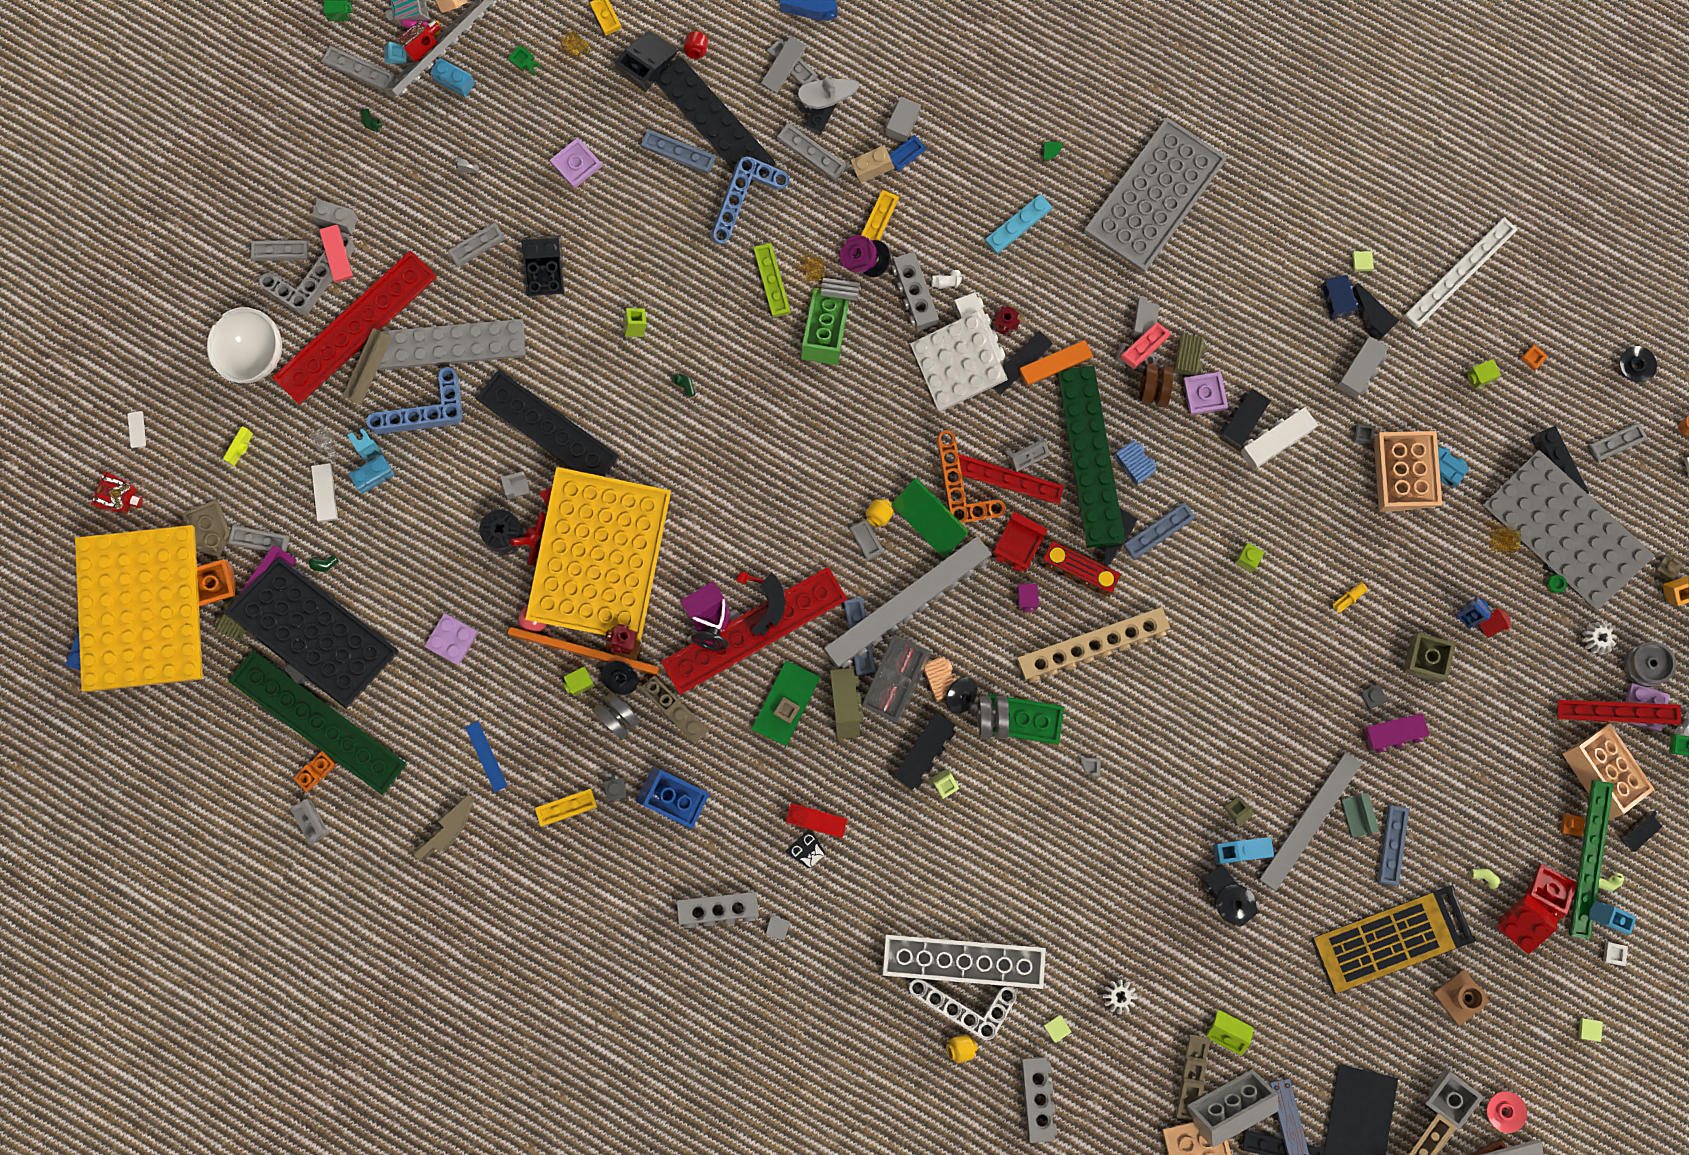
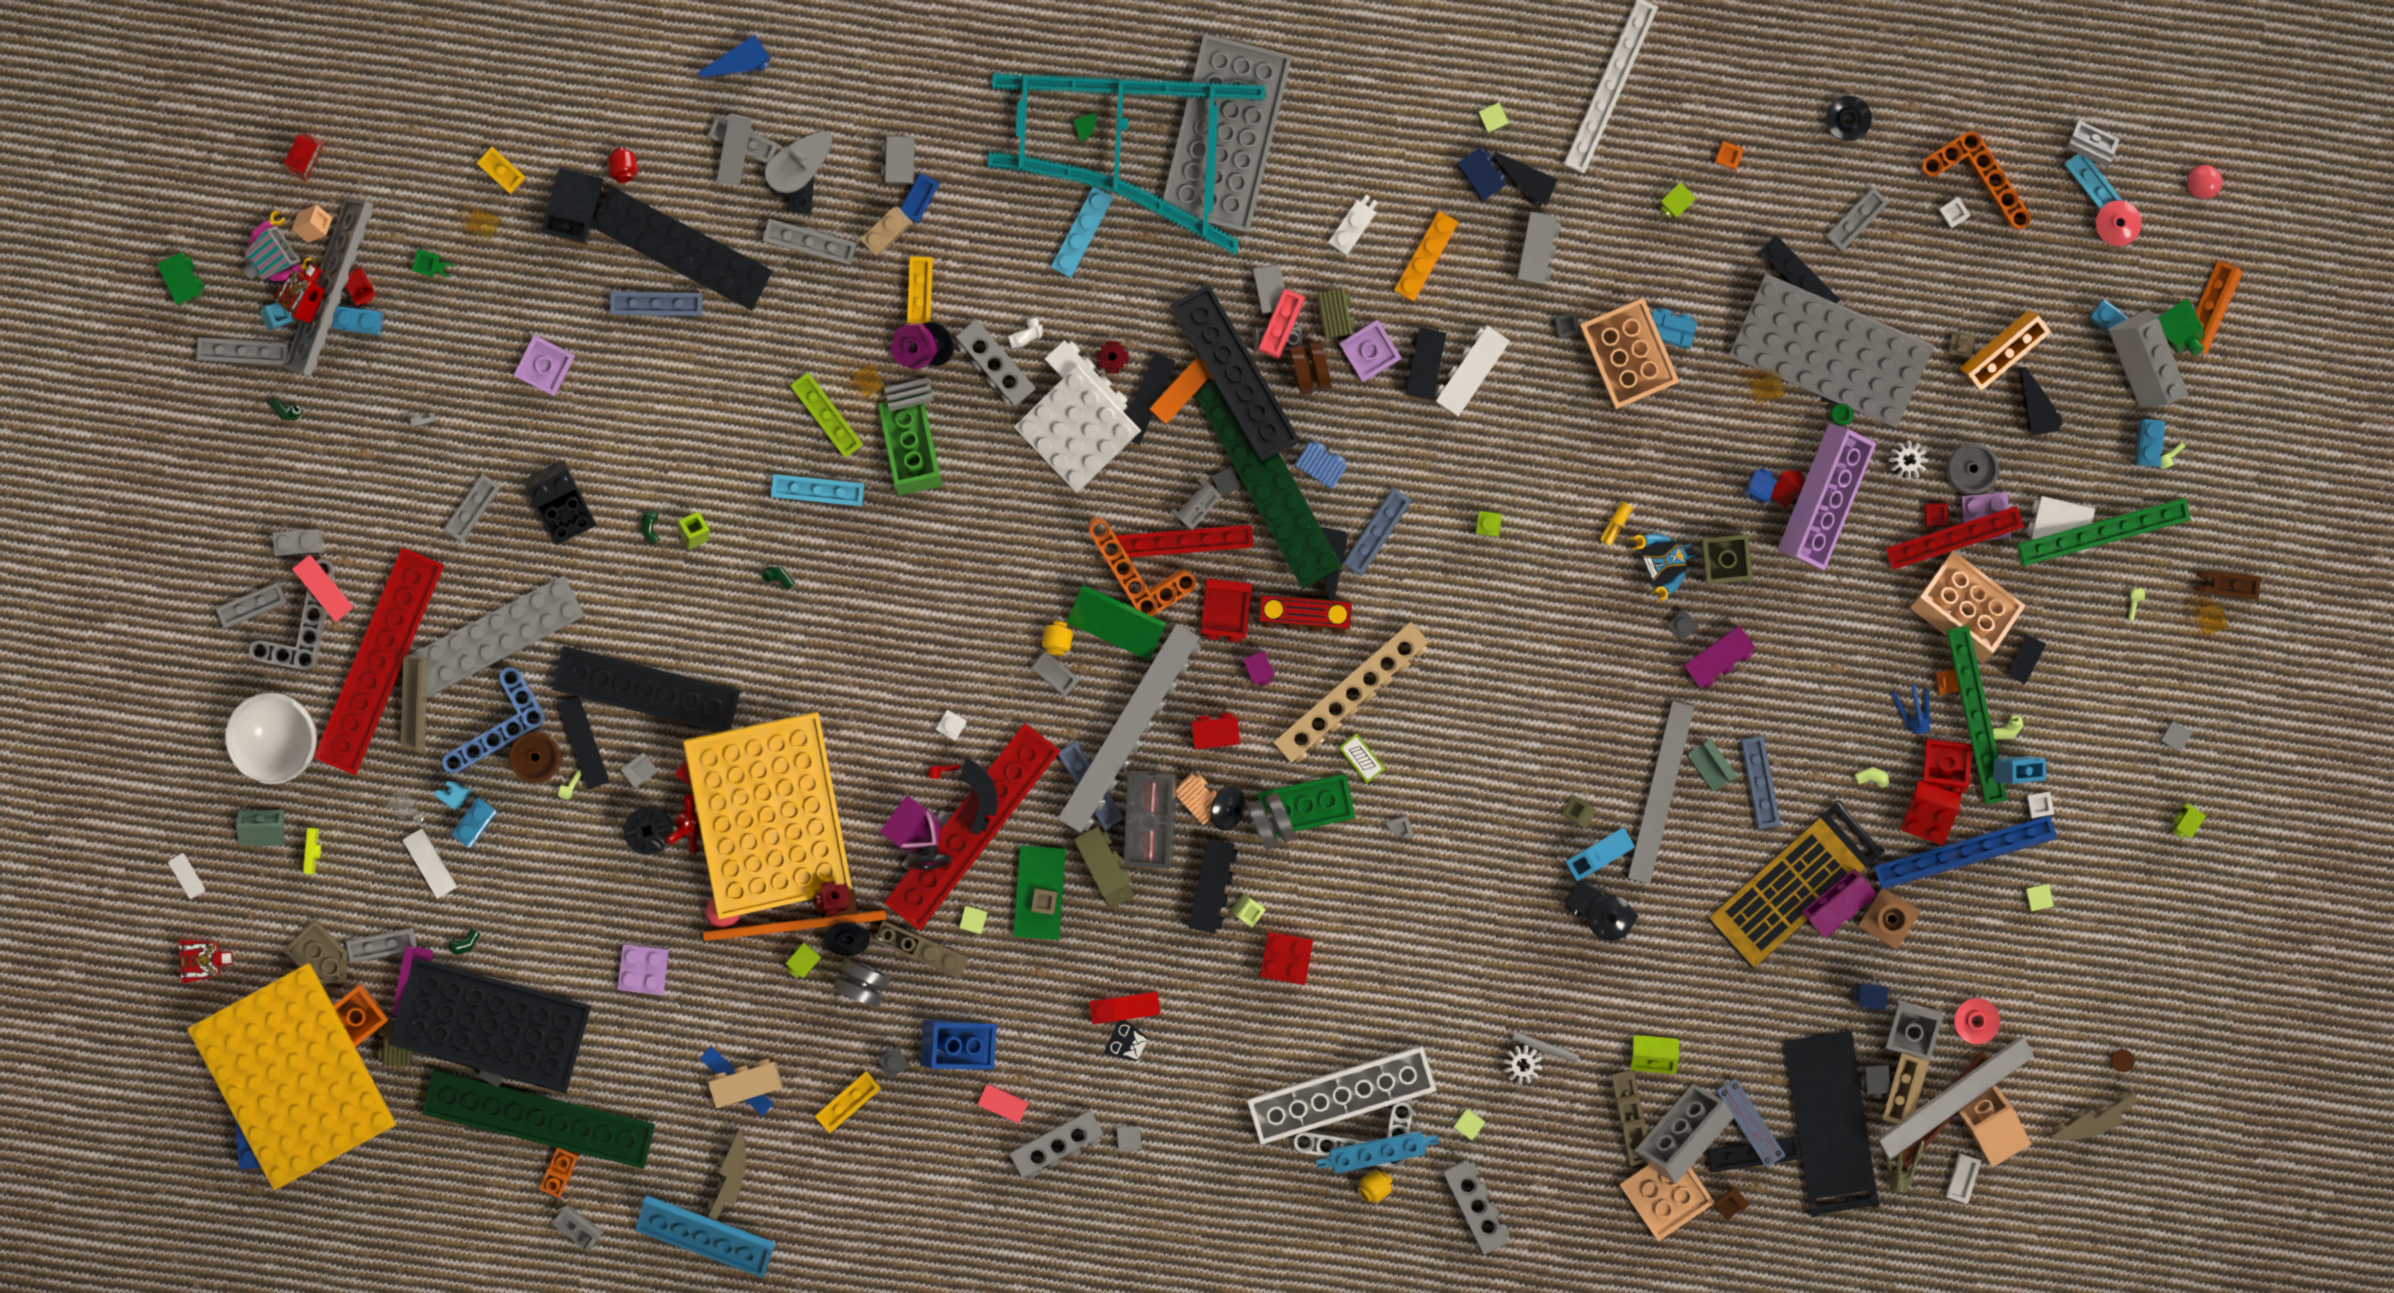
camera: 20 degrees left, 10 degrees up
(208, 414) = (260, 827): none -> sand green panel
(405, 869) = (704, 1236): none -> dark azure plate
(440, 431) = (549, 760): none -> reddish brown wheel
(454, 480) = (566, 791): none -> yellowish green hand
(464, 54) = (360, 287): none -> red bracket
(482, 449) = (583, 742): none -> black tile
(491, 759) = (745, 1083): none -> tan brick
(600, 309) = (647, 524): none -> dark green arm
(688, 859) = (1003, 1103): none -> coral tile
(725, 704) = (973, 919): none -> yellowish green tile
(739, 193) = (750, 329): medium blue beam -> none
(741, 331) = (817, 490): none -> medium azure plate
(770, 547) = (951, 725): none -> white plate
(961, 833) = (1286, 958): none -> red brick
(975, 631) = (1215, 732): none -> red brick
(975, 1020) = (1377, 1152): none -> dark azure plate
(1057, 196) = (1113, 183): none -> teal piece
(1057, 447) = (1226, 481): none -> dark grey tile
(1081, 699) = (1361, 758): none -> white tile
(1095, 367) = (1234, 373): none -> black plate
(1142, 990) = (1545, 1047): none -> light grey bar
(1226, 298) = (1353, 226): none -> white hinge
(1273, 341) = (1426, 256): none -> light orange plate
(1377, 639) = (1663, 561): none -> torso
(1406, 1128) = (1876, 1080): none -> dark grey brick
(1426, 968) = (1839, 903): none -> magenta brick
(1427, 1055) = (1870, 996): none -> dark blue brick
(1527, 639) = (1826, 496): none -> lavender brick
(1539, 848) = (1919, 723): none -> blue plant
(1542, 968) = (1965, 852): none -> blue plate
(1605, 690) = (1936, 514): none -> red tile

